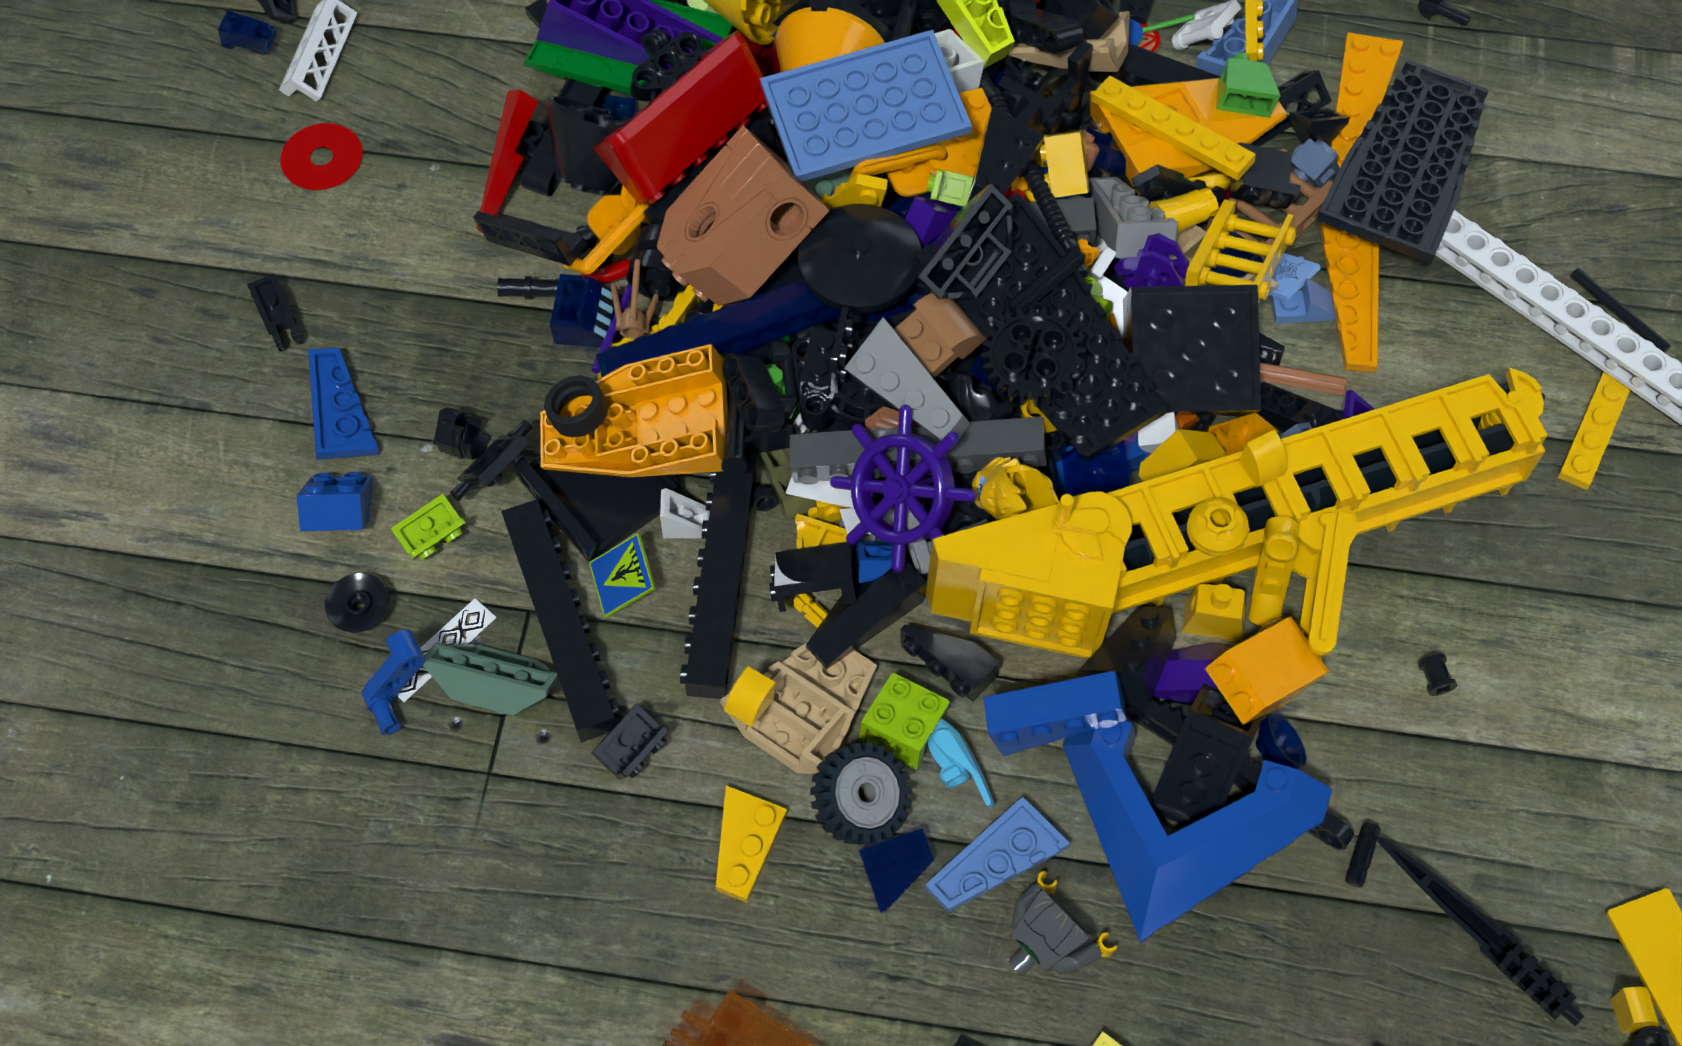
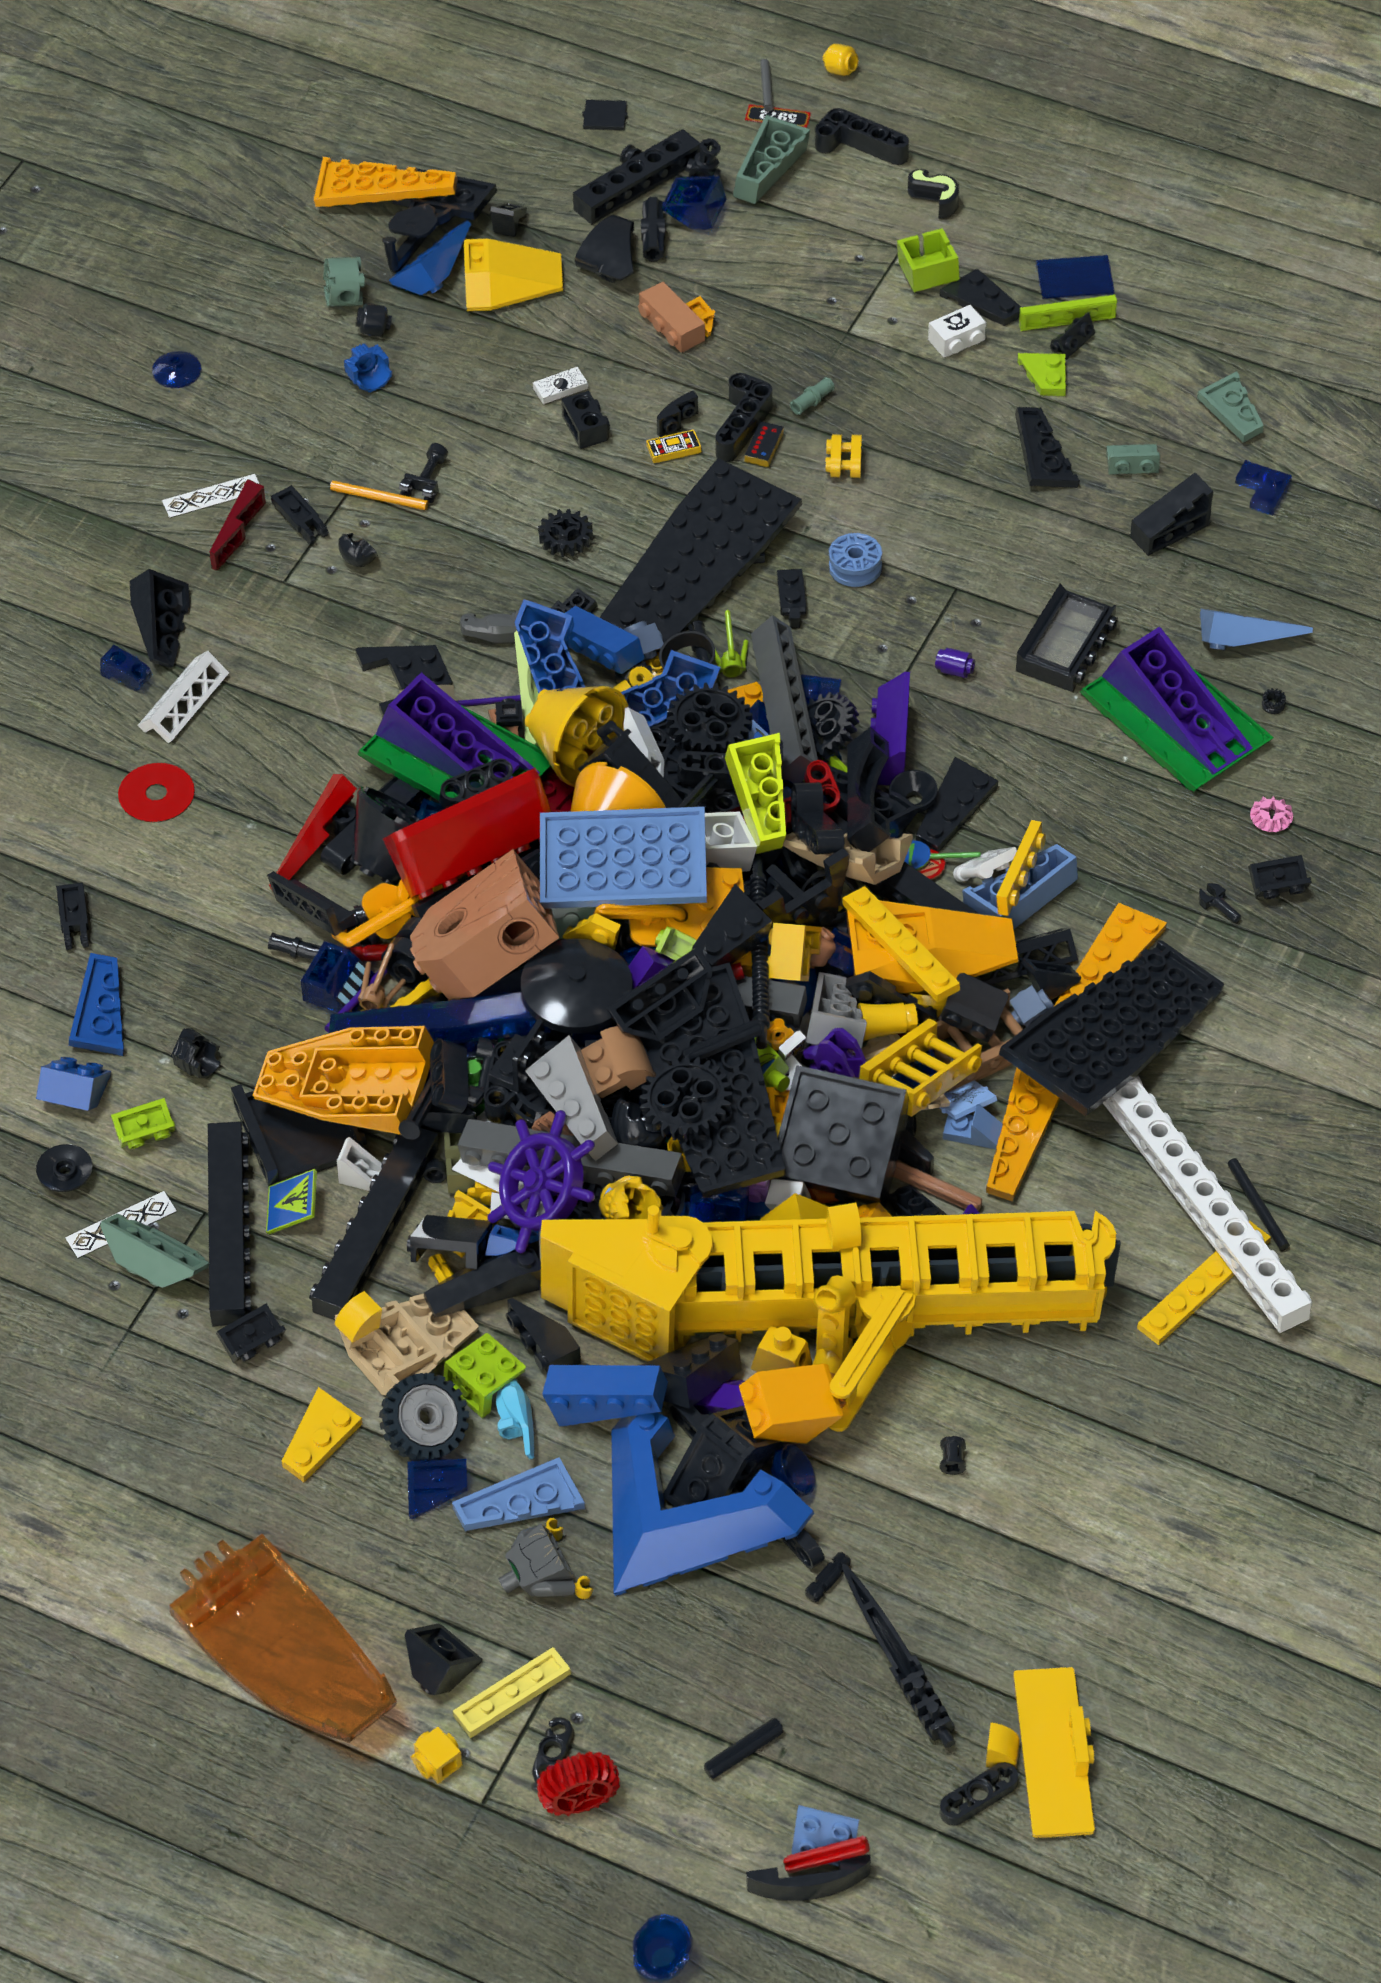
camera: 15 degrees right, 10 degrees down
(391, 678) = (73, 1231): blue beam -> none
(488, 466) = (207, 1088): black plate -> none
(569, 389) = (292, 1037): black tyre -> none
(654, 41) = (472, 759): black bush -> none
(1213, 539) = (784, 1281): yellow piece -> none
(1247, 87) = (983, 925): bright green torso -> none

